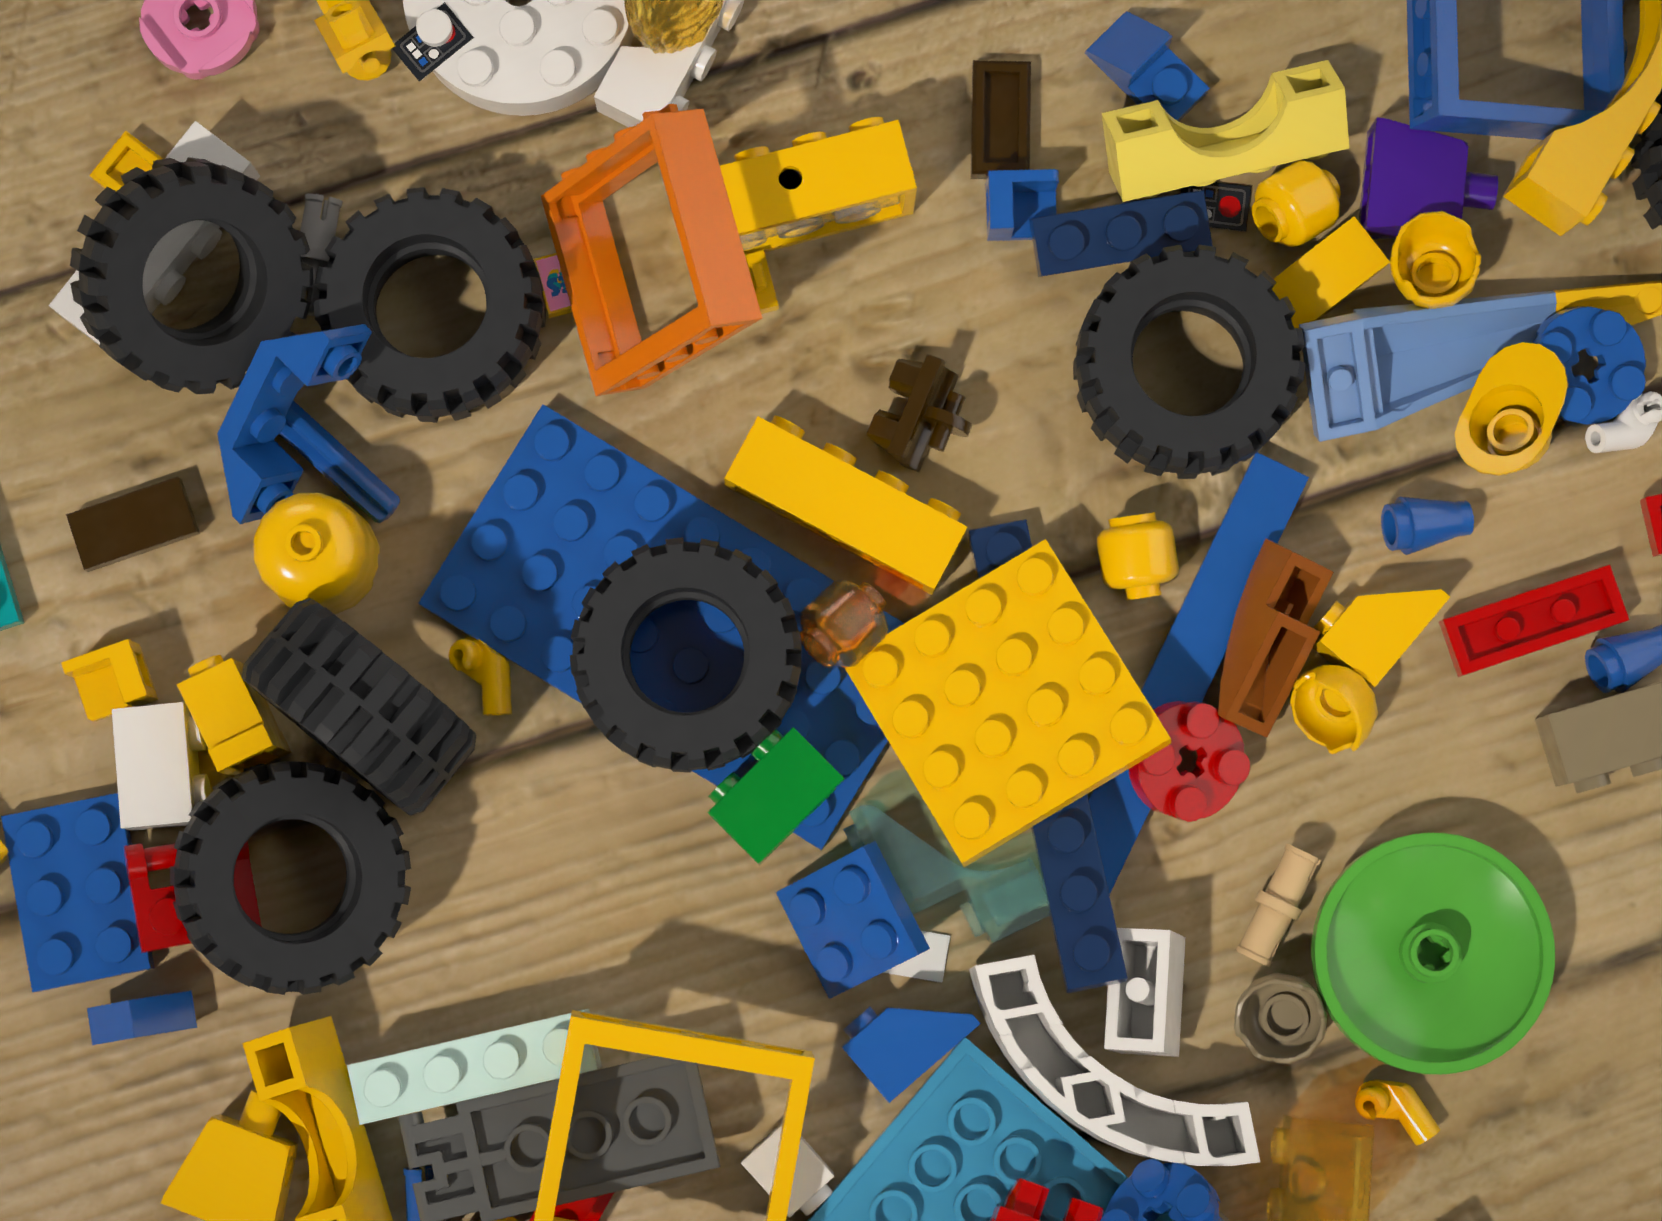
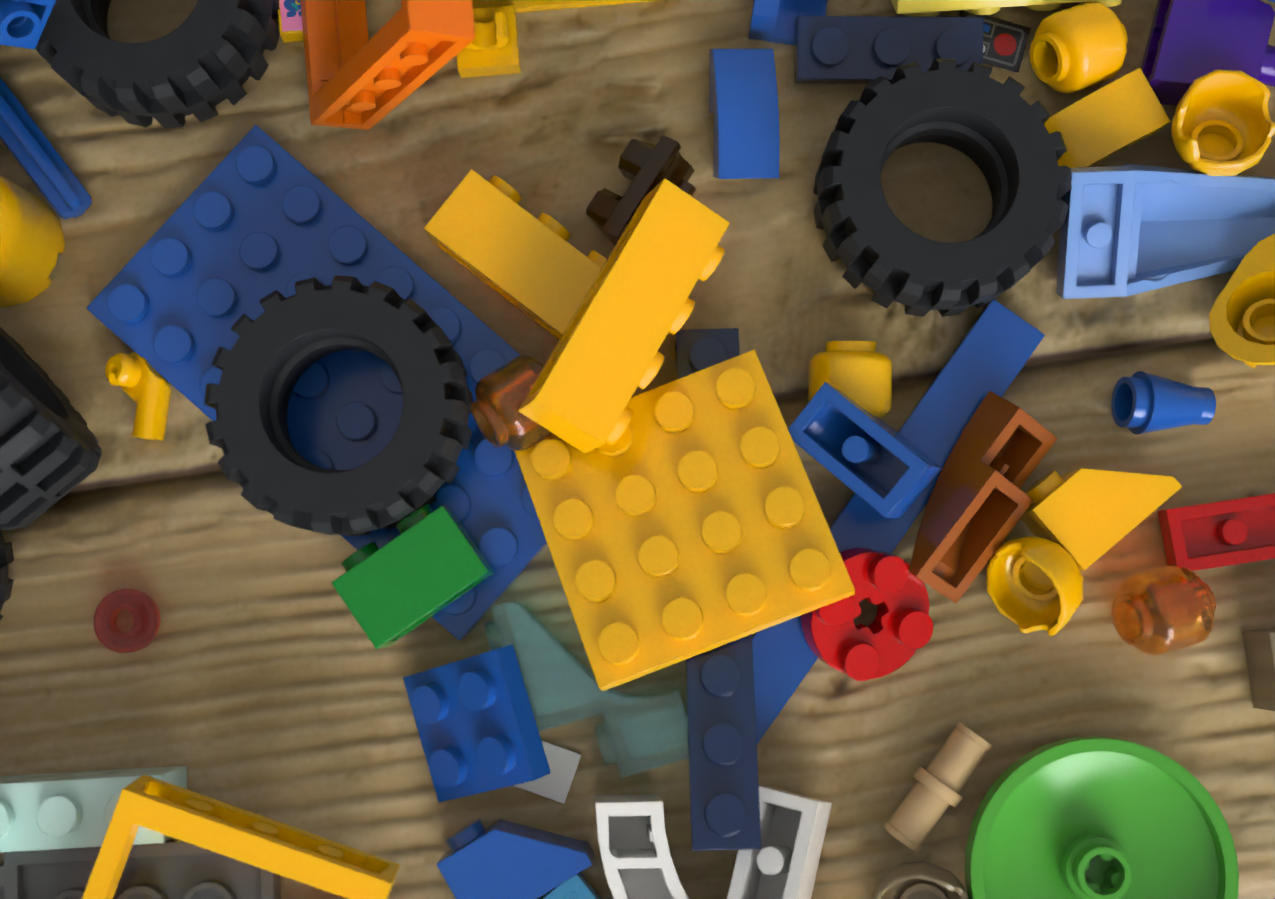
camera: 15 degrees right, 0 degrees up
(531, 884) = (145, 615): none -> clear red plate
(927, 532) = (625, 319): none -> yellow brick
(997, 316) = (745, 113): none -> blue slope
(1159, 615) = (863, 452): none -> blue slope
(1455, 711) = (1164, 610): none -> clear orange head

